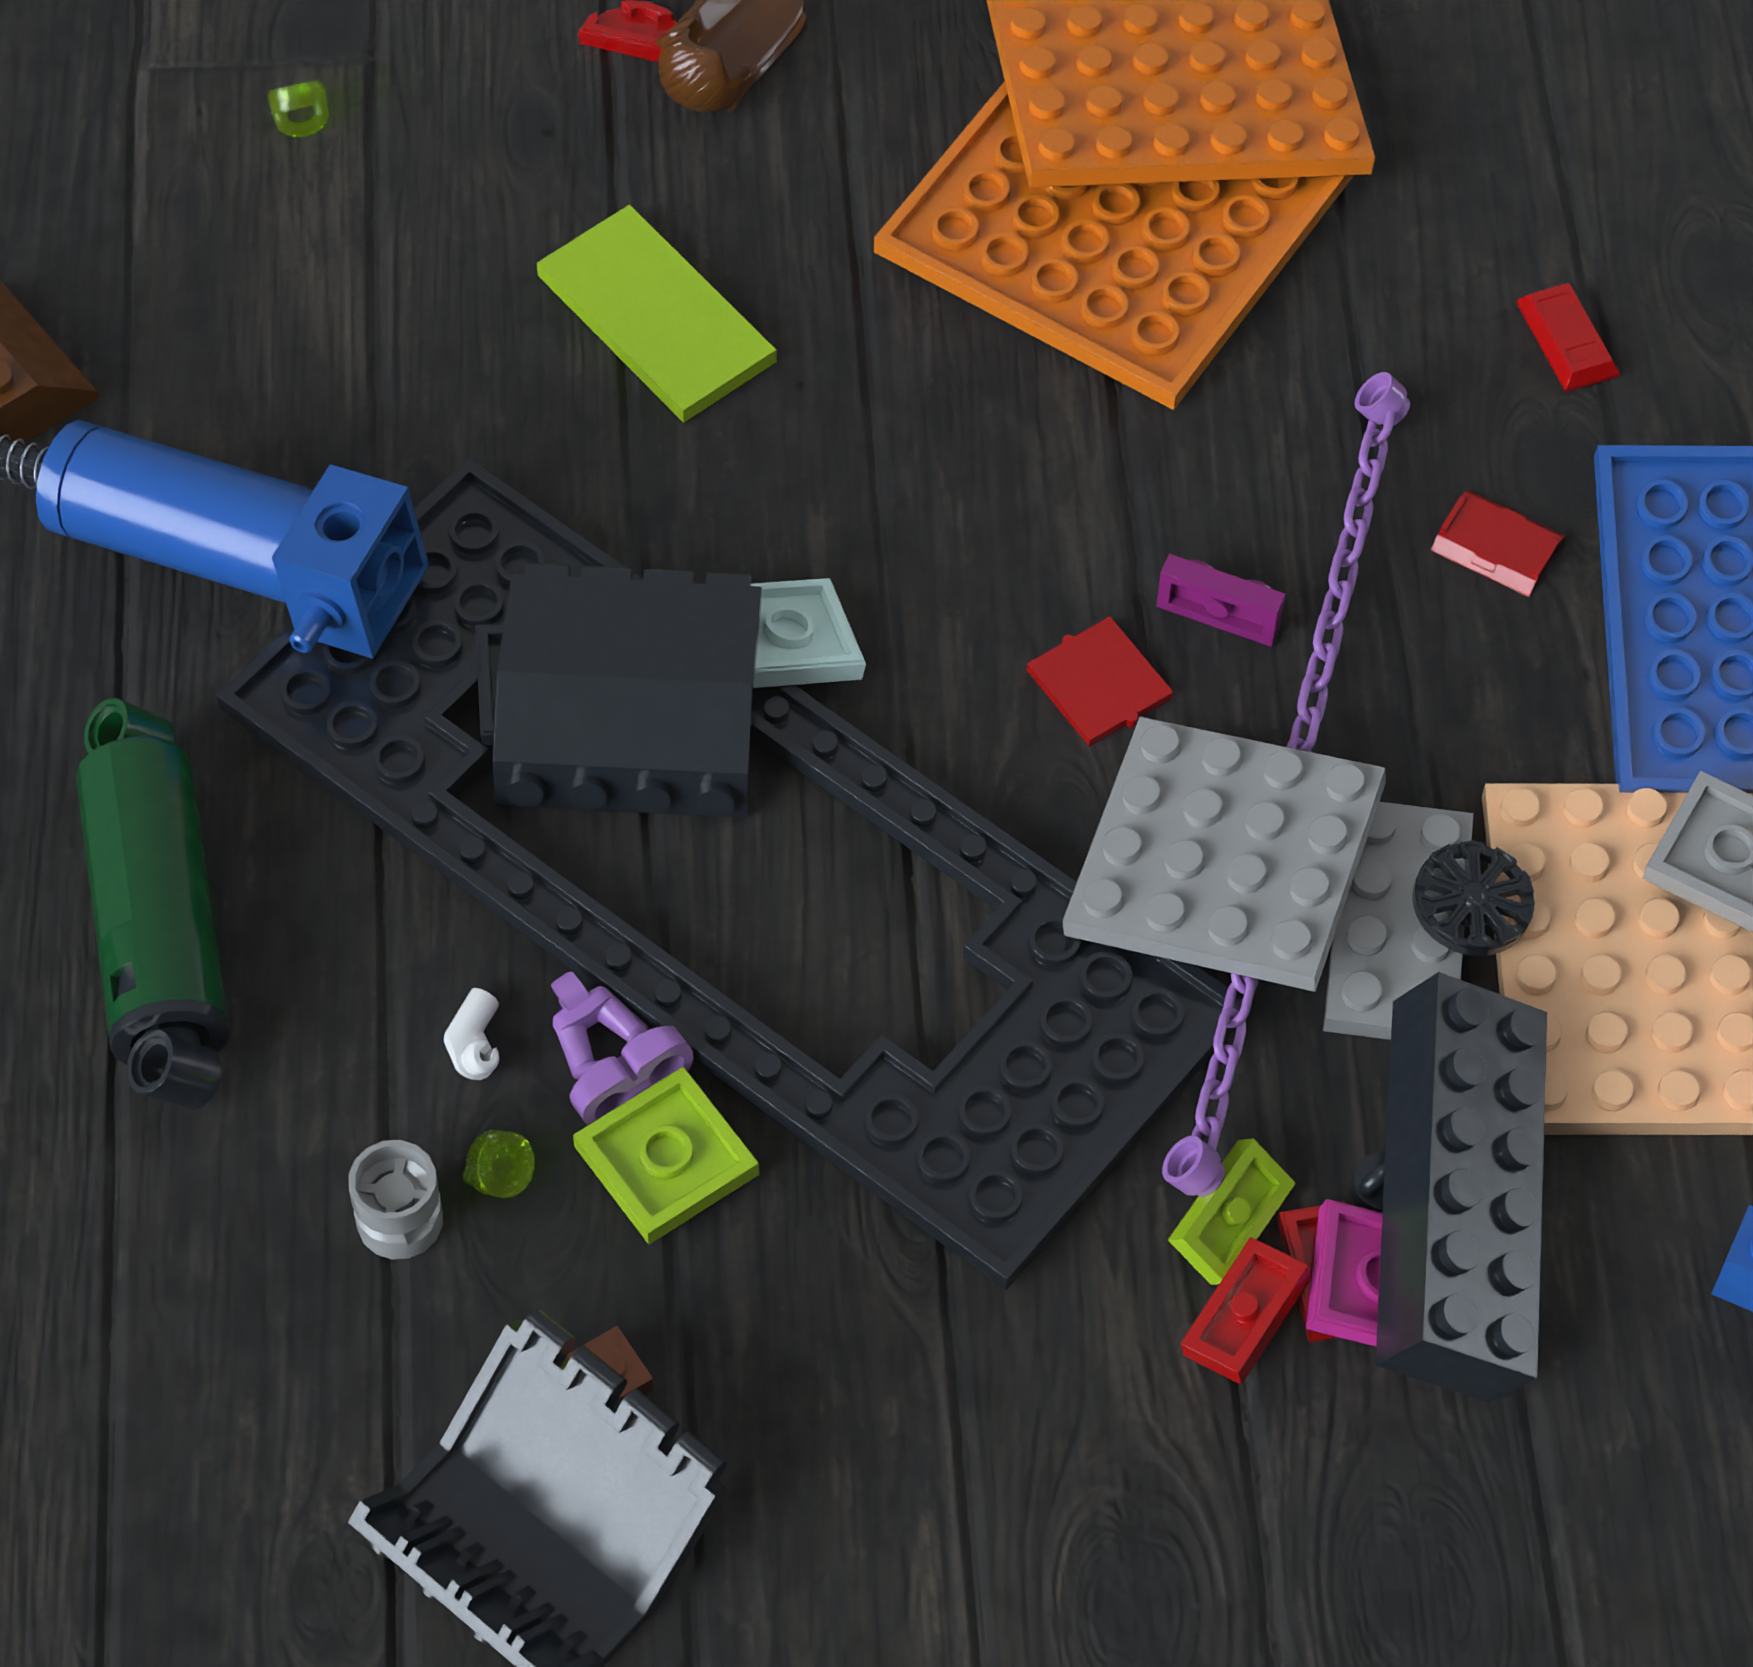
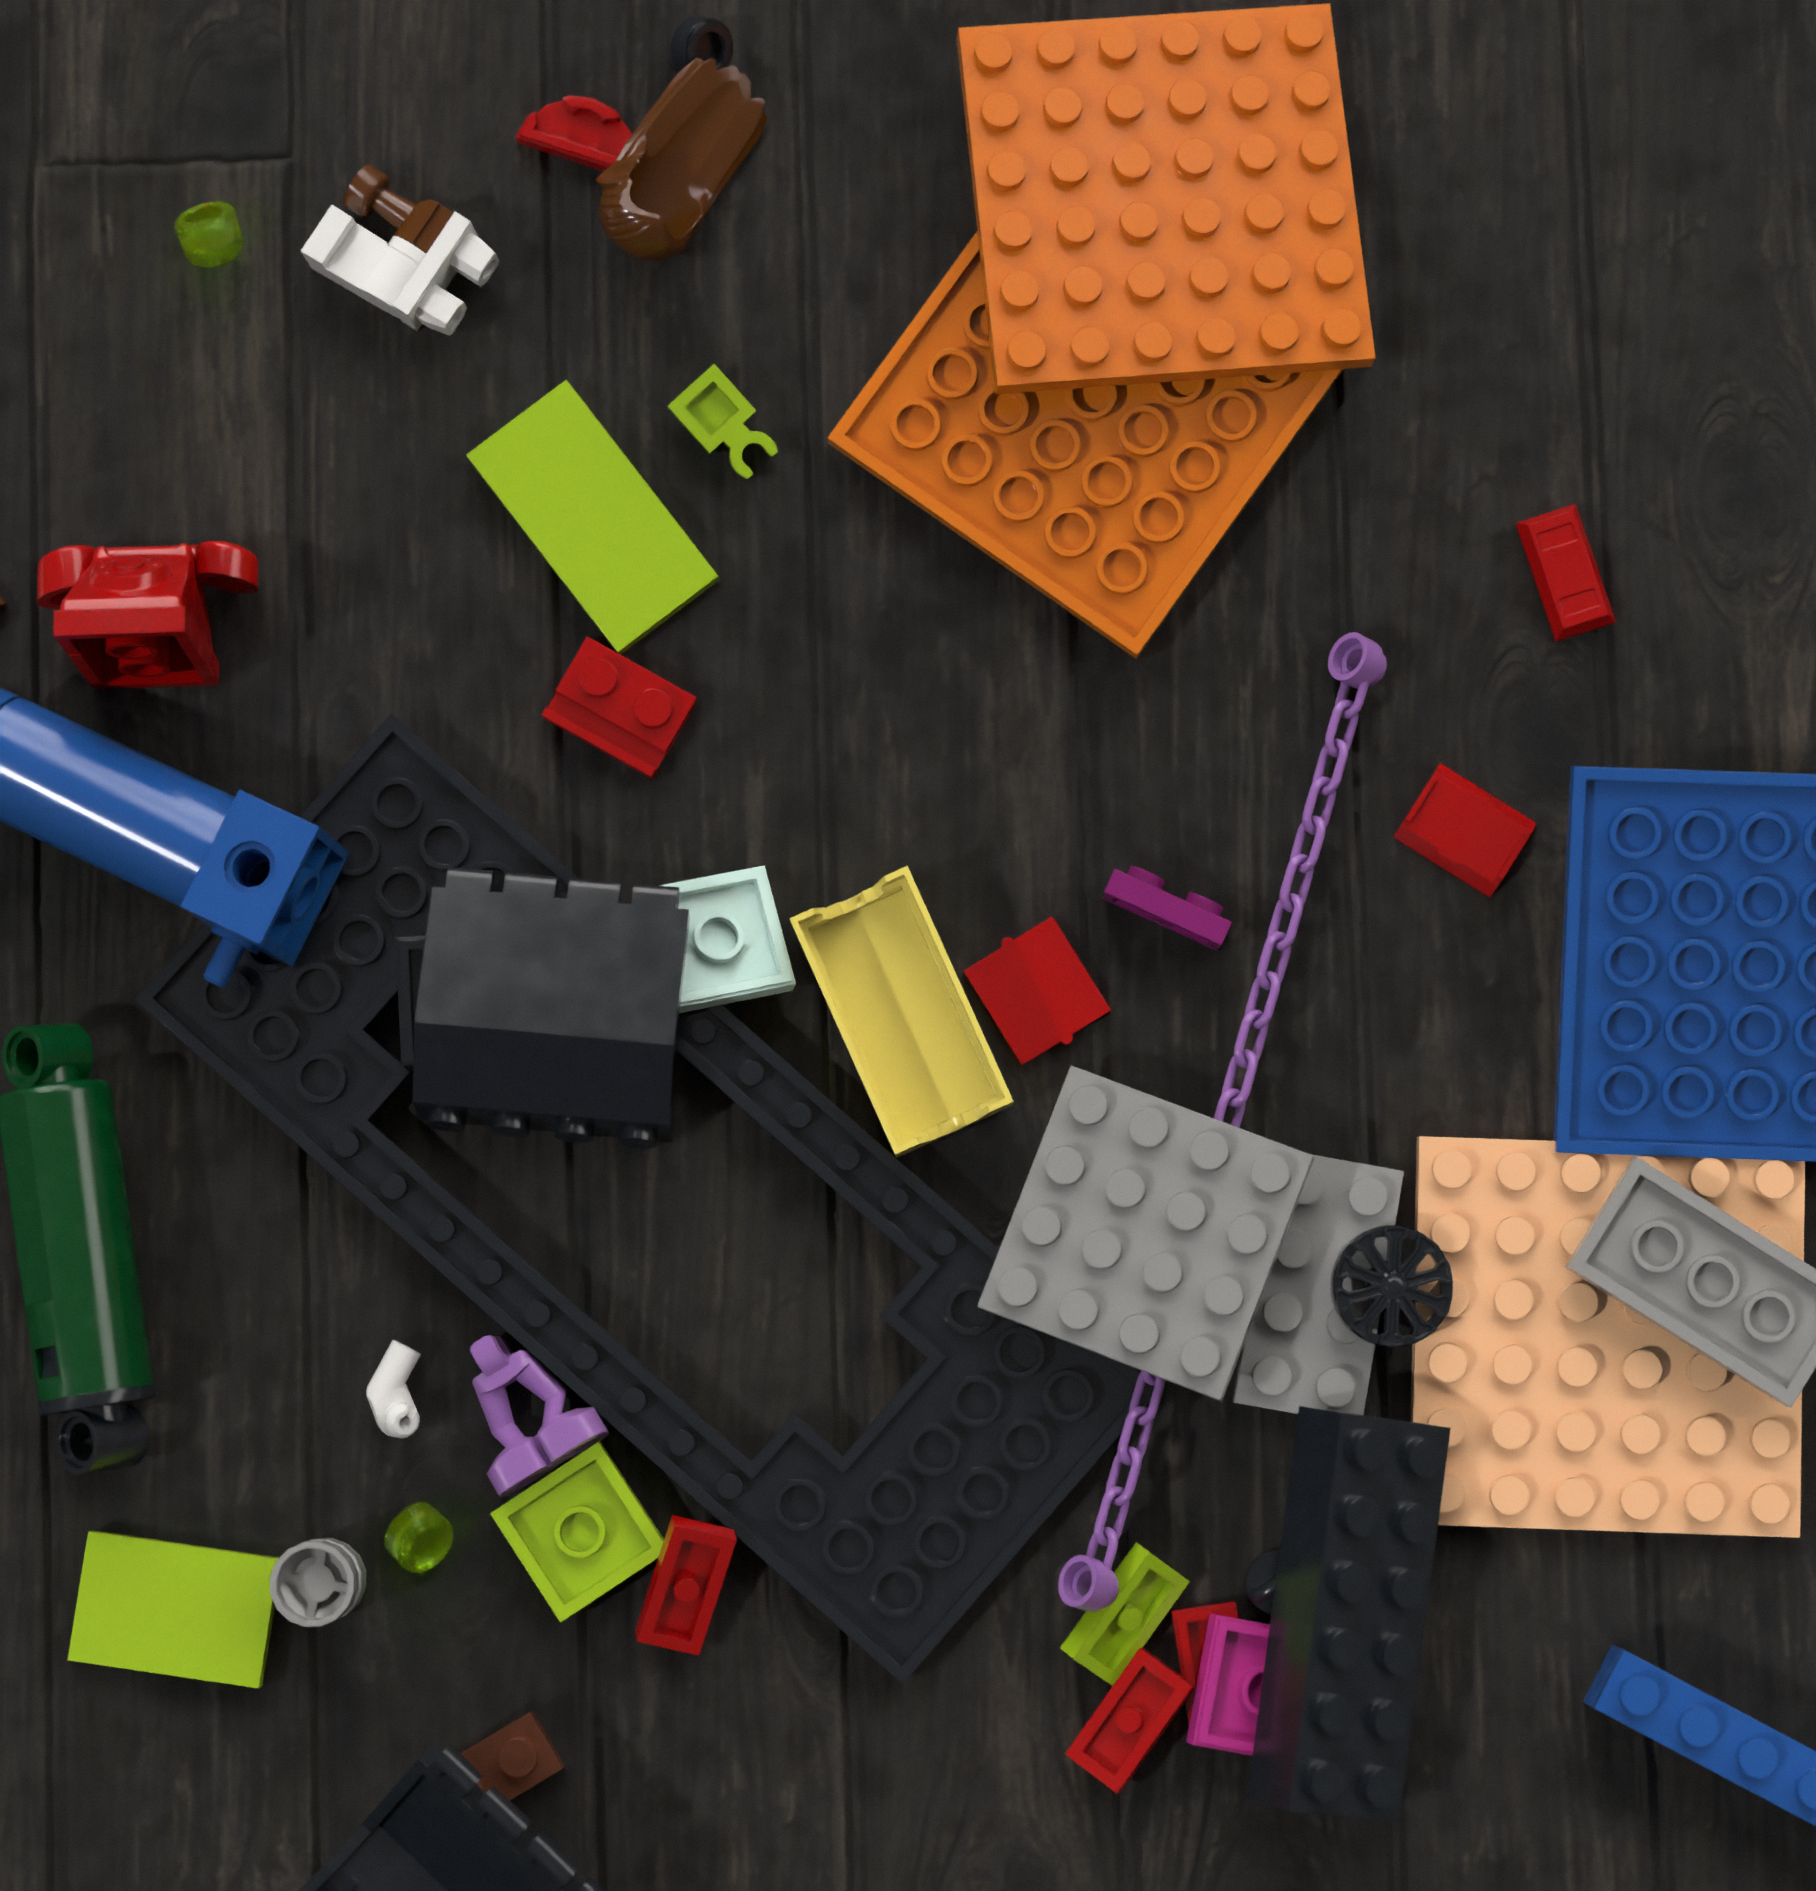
camera: 10 degrees right, 25 degrees up
(232, 375) = (141, 609): none -> red piece
(243, 1245) = (173, 1609): none -> lime tile
(479, 132) = (410, 270): none -> white hips
(685, 460) = (619, 707): none -> red plate
(773, 226) = (715, 414): none -> lime plate
(777, 1193) = (685, 1585): none -> red plate
(974, 686) = (902, 1013): none -> light yellow brick

